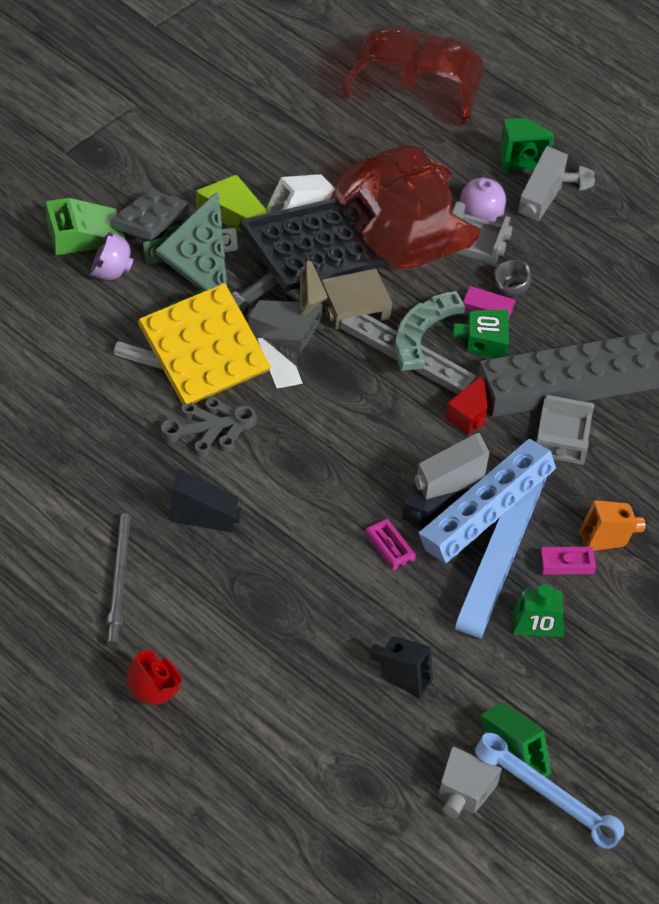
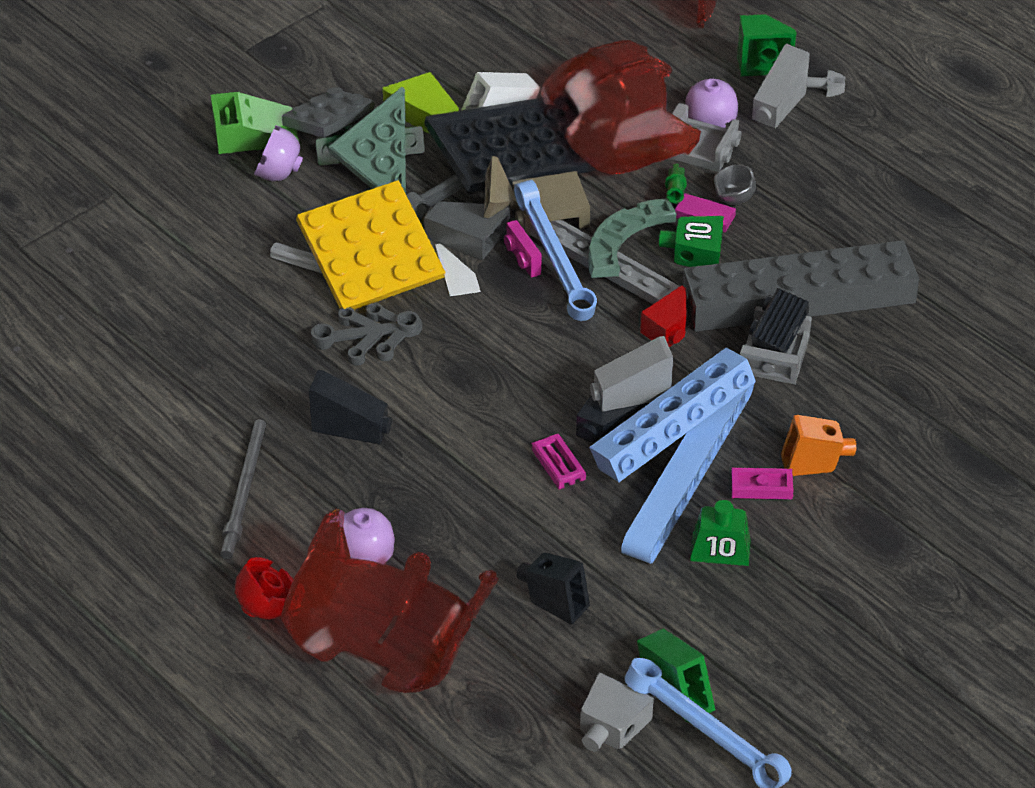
camera: 10 degrees right, 5 degrees down
(228, 685) = (351, 602): none -> clear red piece
(231, 624) = (368, 535): none -> lavender cylinder
(337, 342) = (523, 248): none -> dark pink plate
(339, 298) = (528, 199): none -> light blue piece
(461, 277) = (675, 184): none -> green axle
(569, 410) = (780, 321): none -> black brick

